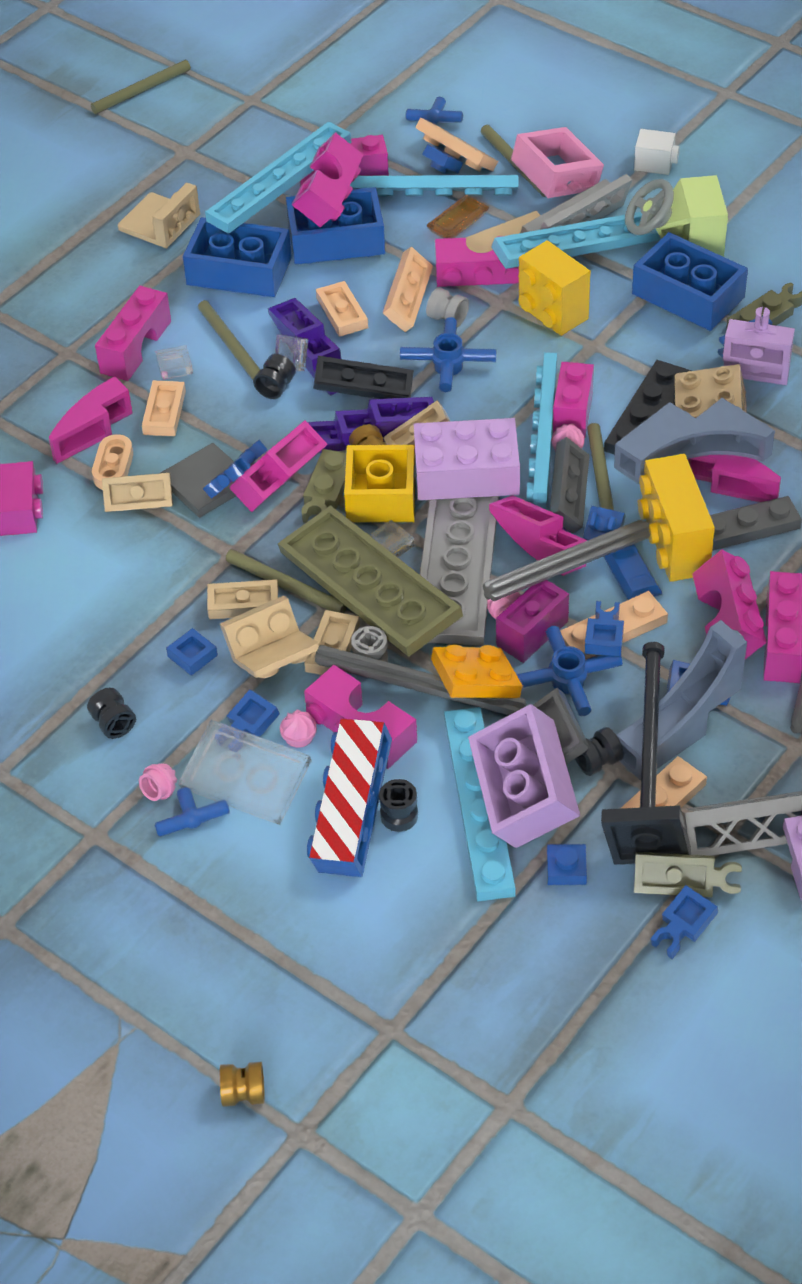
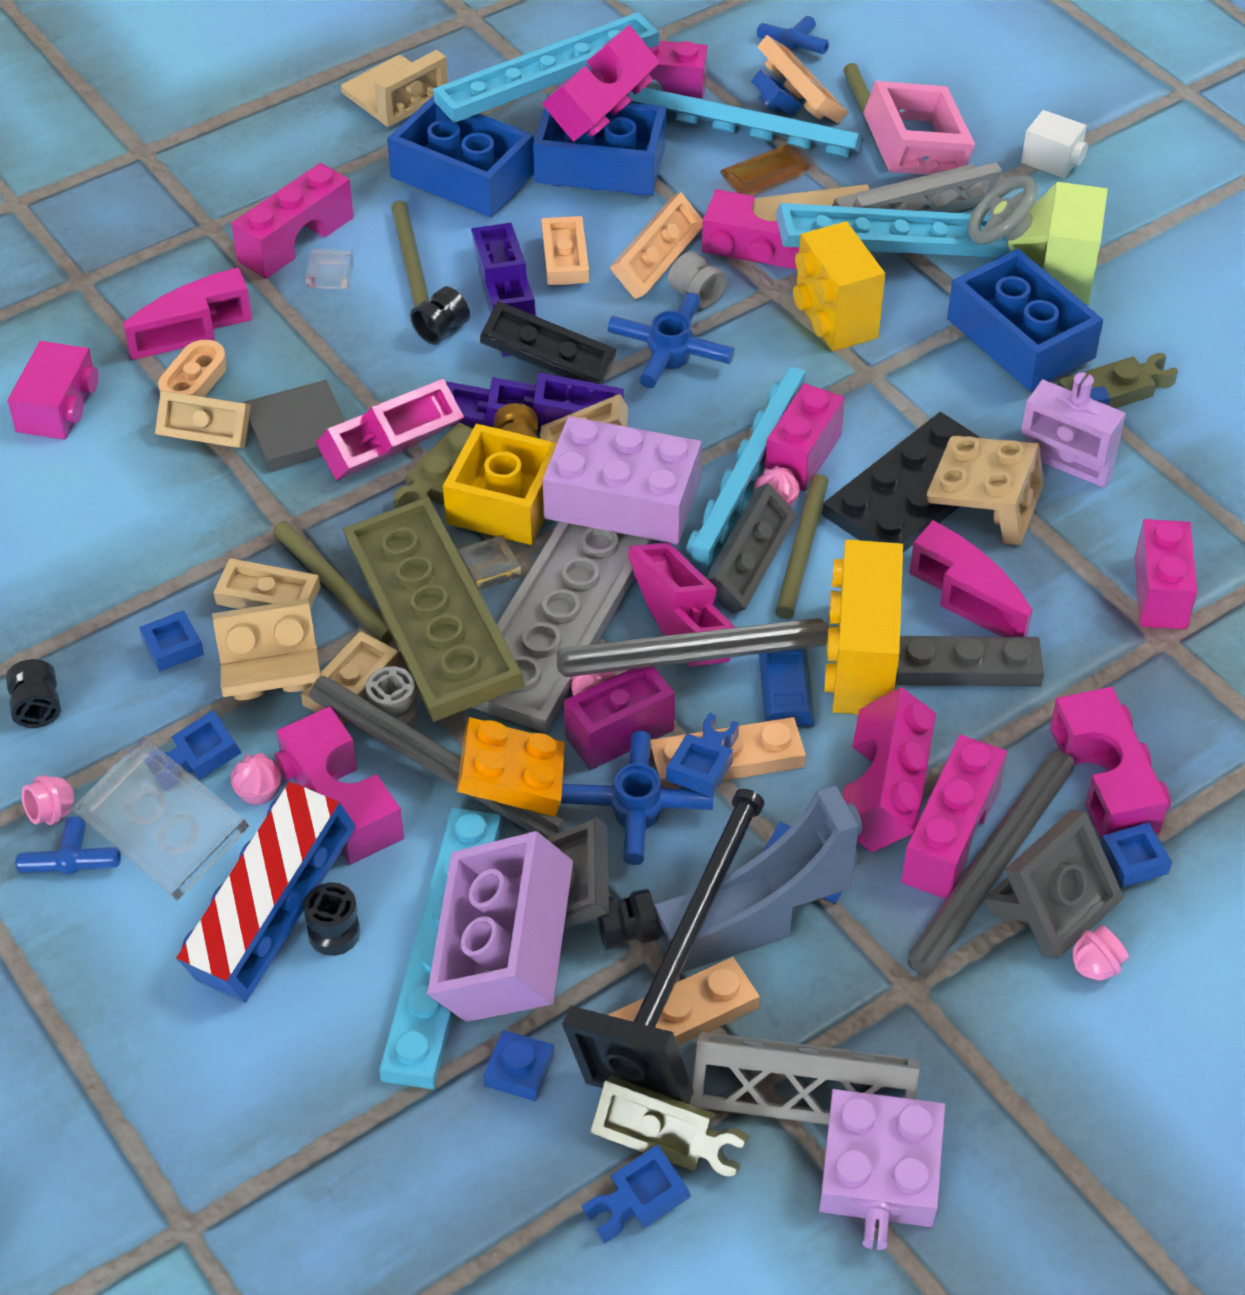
camera: 15 degrees right, 0 degrees up
(163, 408) = (287, 322): light nougat plate -> none
(236, 469) = (321, 421): blue bar -> none
(293, 348) = (475, 288): clear tile -> none
(602, 521) = (771, 607): blue tile -> none
(672, 431) = (907, 512): sand blue arch -> none

